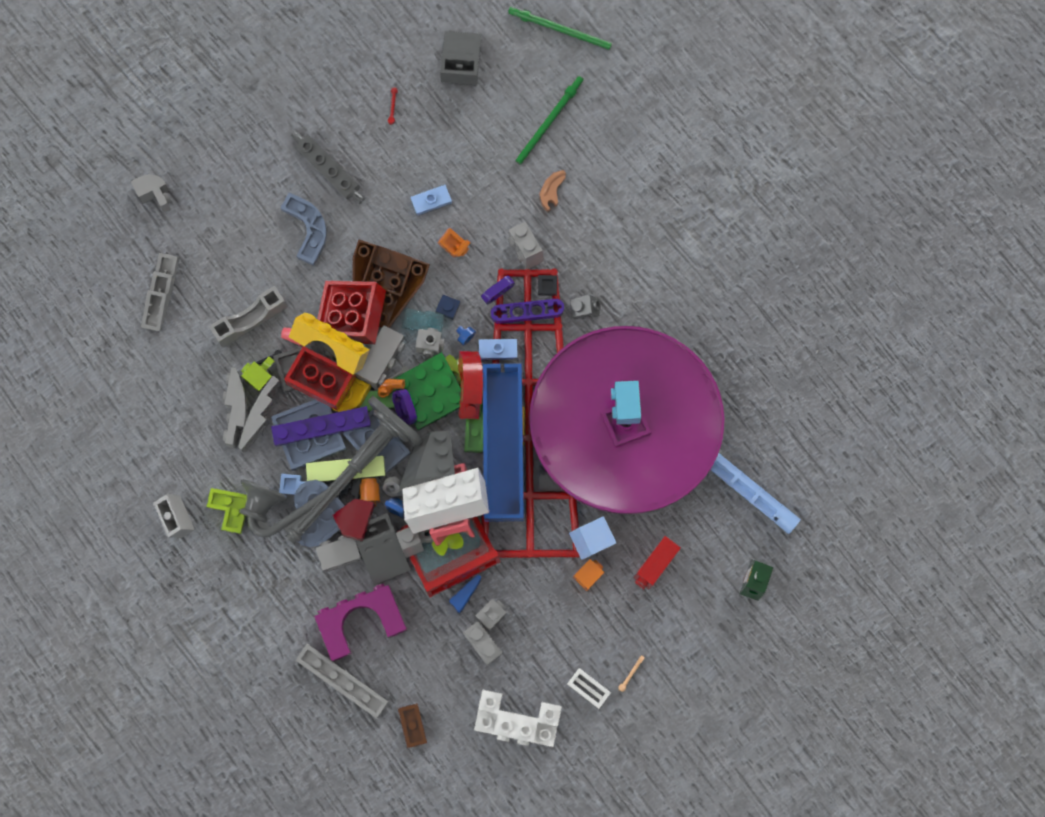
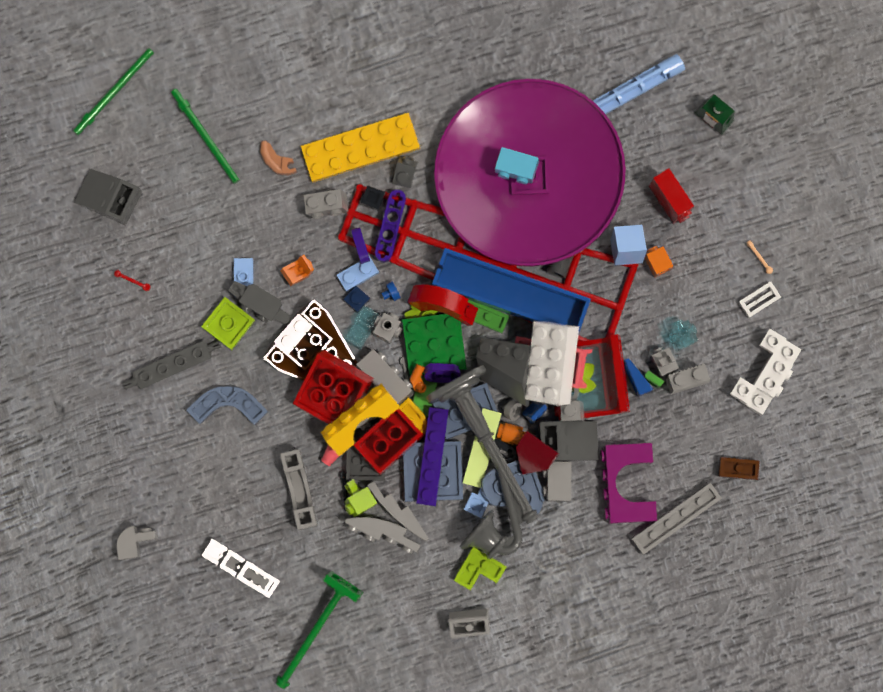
camera: 65 degrees left, 5 degrees up
(168, 389) = (342, 588): none -> green tile
(382, 201) = (228, 323): none -> lime plate
(412, 221) = (260, 301): none -> dark grey hinge
(470, 610) = (653, 379): none -> bright green tile
(471, 299) = (357, 274): none -> light blue plate
(498, 349) = (417, 266): light blue plate -> none
(523, 630) = (678, 339): none -> clear light blue brick
(593, 259) = (360, 147): none -> yellow plate

